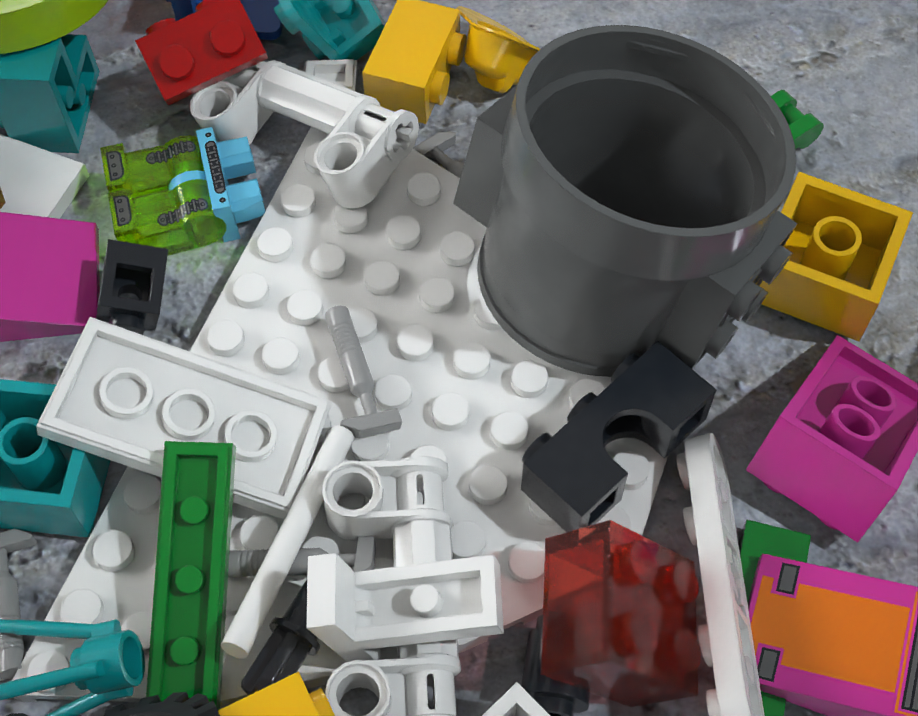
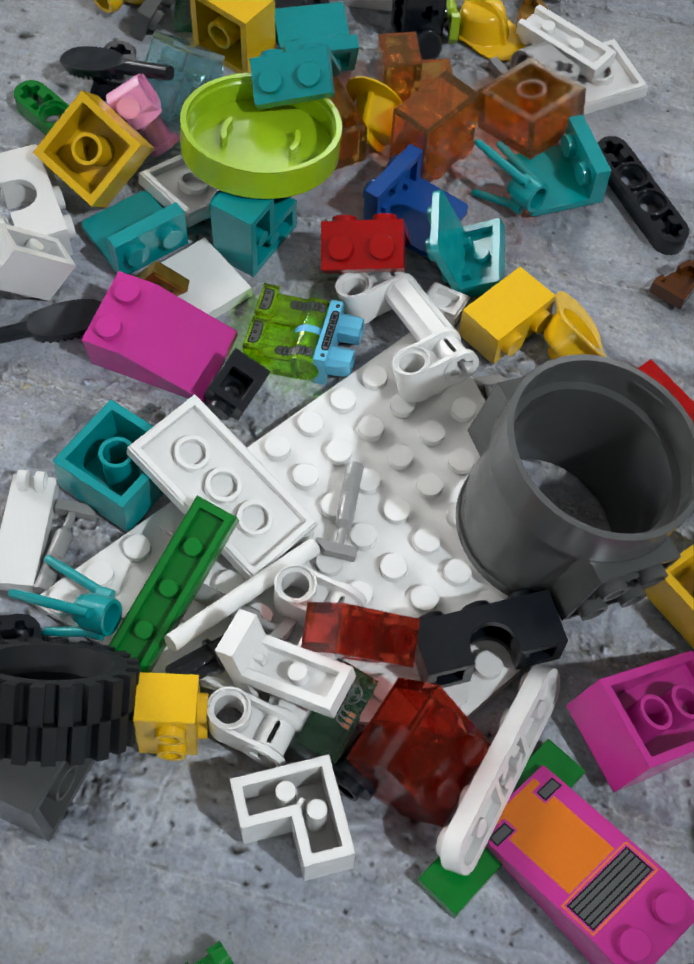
camera: 25 degrees right, 0 degrees up
(471, 509) = (360, 634): none -> clear red brick
(499, 658) = (330, 735): none -> clear green leg

